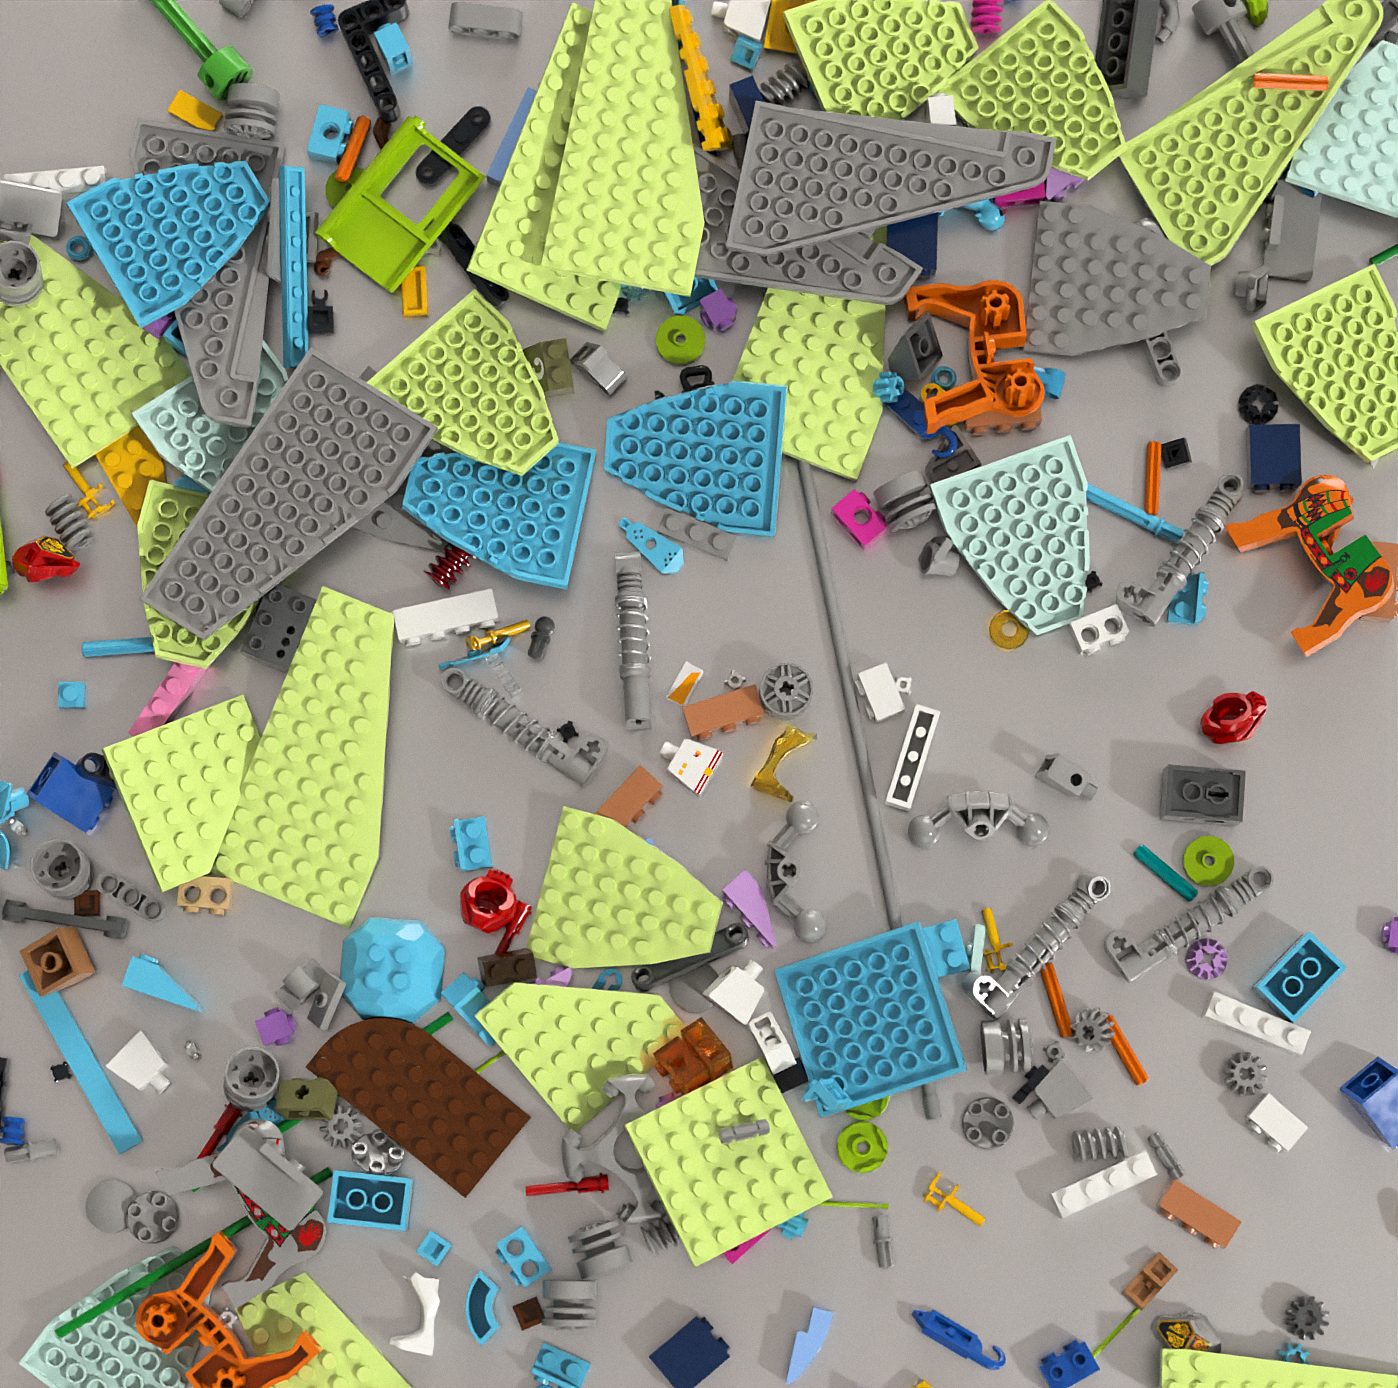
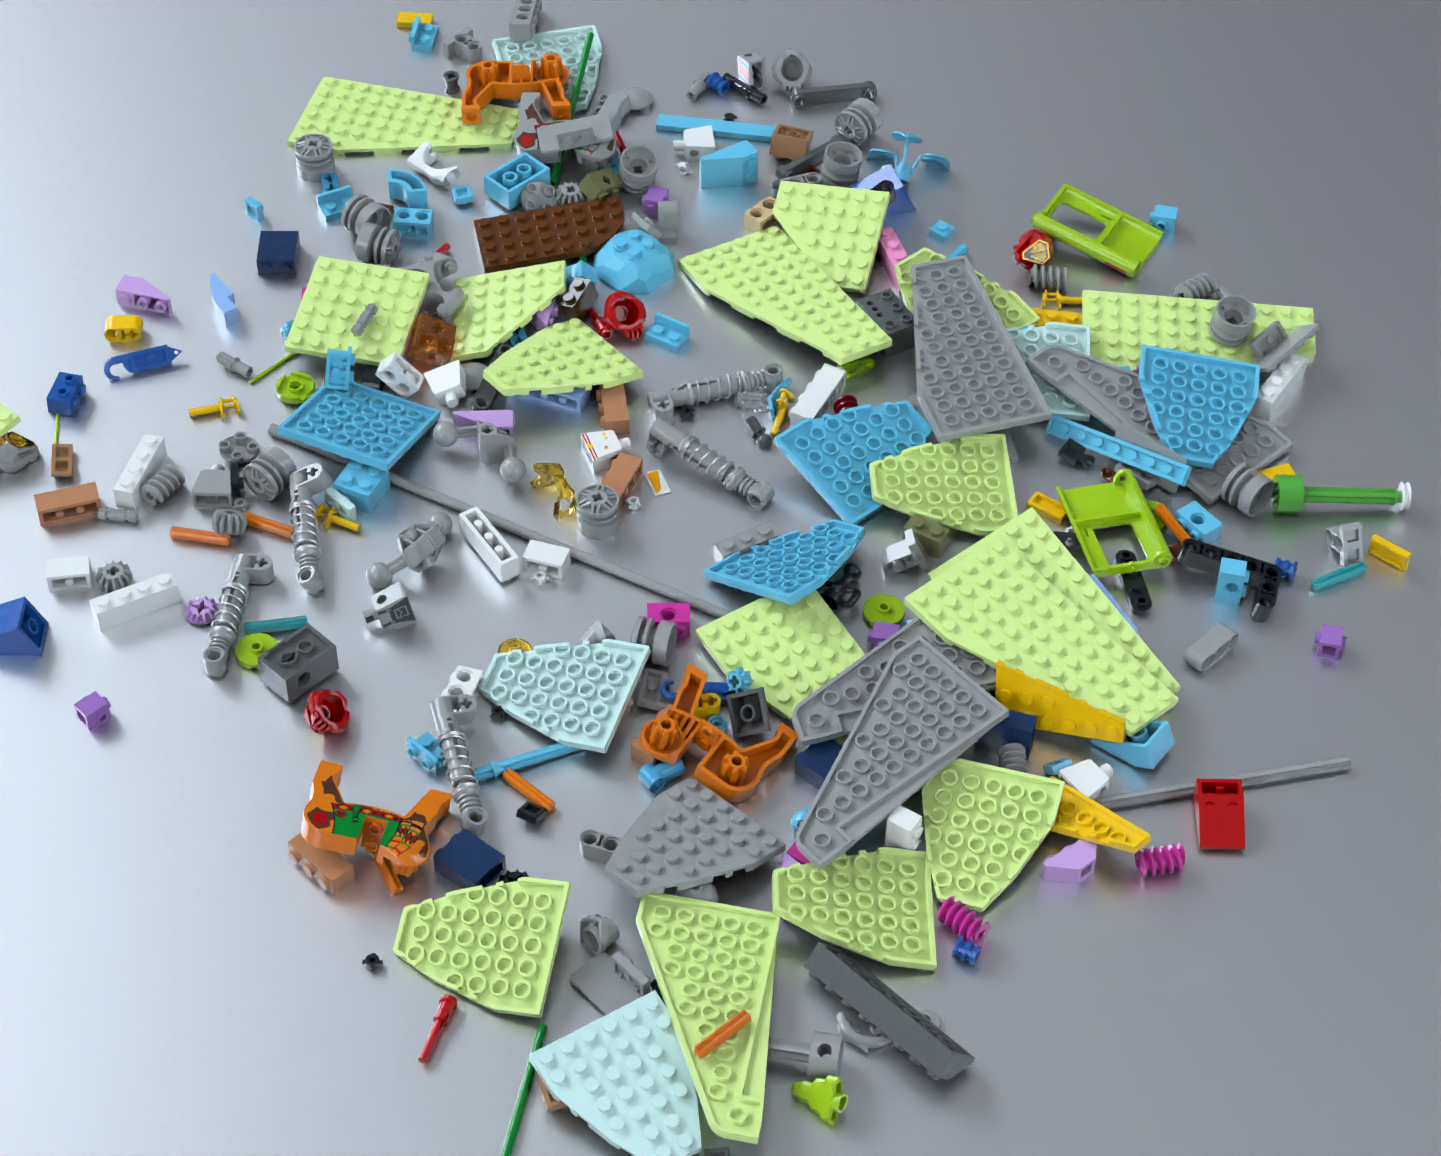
camera: 130 degrees right, 35 degrees down
(662, 548) = (750, 517): medium azure piece -> none
(1299, 977) = (133, 637): medium azure brick -> none

